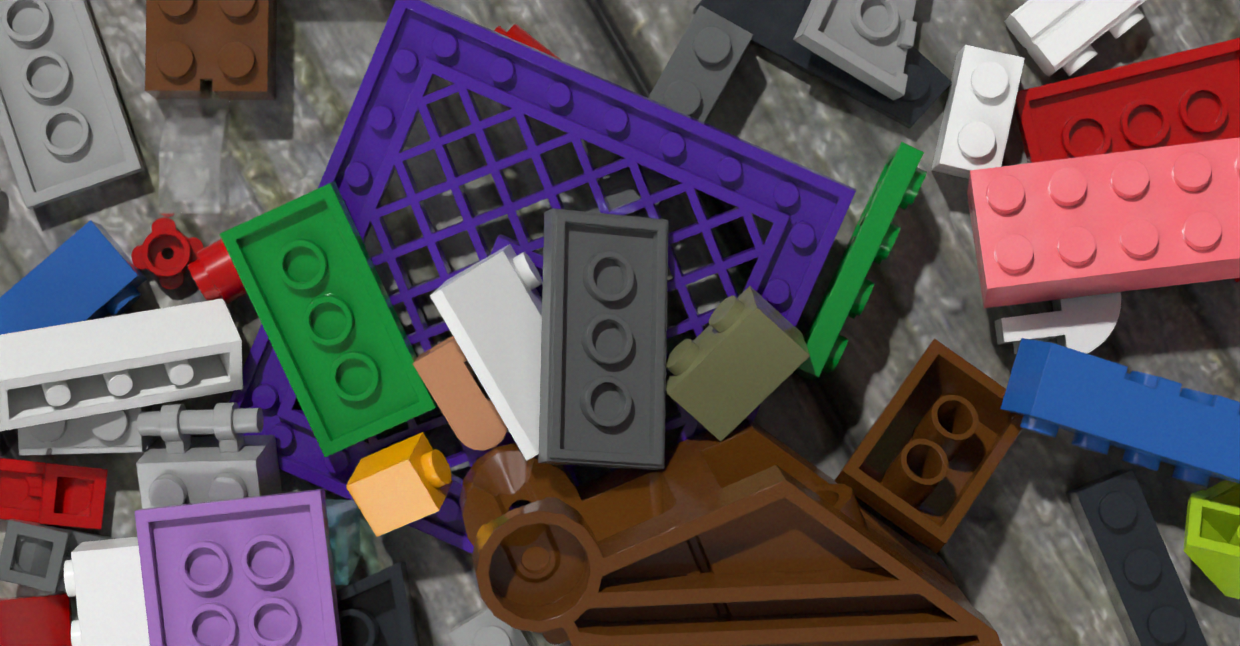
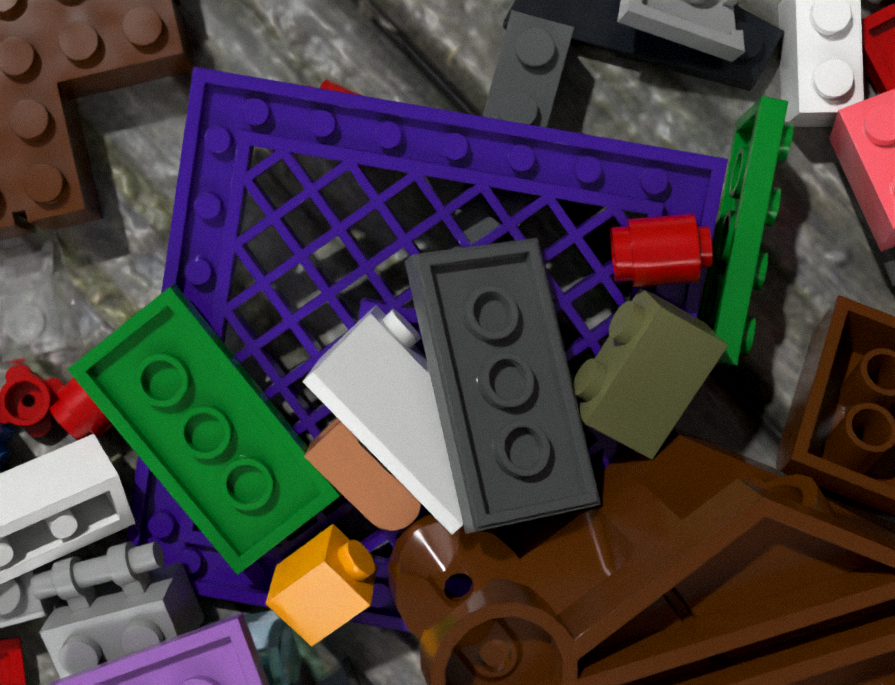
camera: 10 degrees left, 0 degrees up
(773, 258) = (660, 250): none -> red brick

